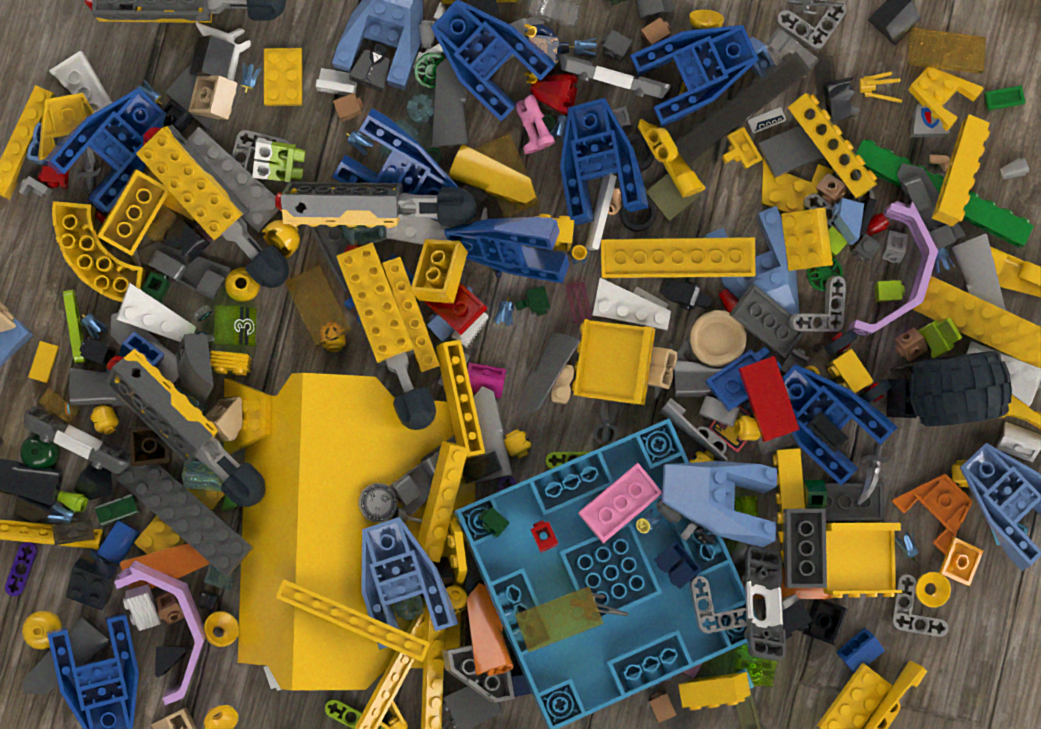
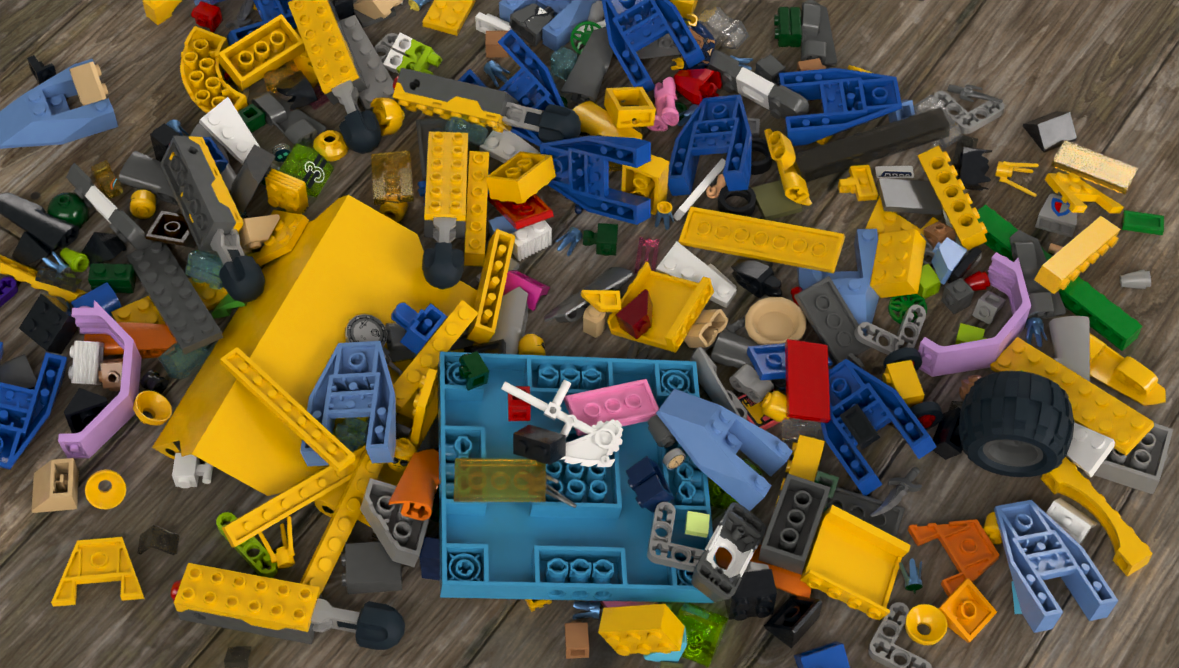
camera: 25 degrees right, 30 degrees down
(38, 188) = (183, 16): light grey bracket -> none
(43, 362) = (114, 146): yellow tile -> none
(74, 324) = (162, 116): lime beam -> none
(424, 482) = (418, 325): none -> blue brick
(515, 161) = (623, 115): none -> yellow window
(566, 381) = (603, 299): none -> yellow tile
(579, 577) = (539, 444): none -> black brick
(599, 382) = (637, 315): none -> dark red slope
(619, 553) = (588, 450): none -> white bar
(646, 524) = (630, 436): piece -> none
(703, 537) = (689, 469): black bracket -> none
(728, 583) = (697, 524): none -> yellowish green tile

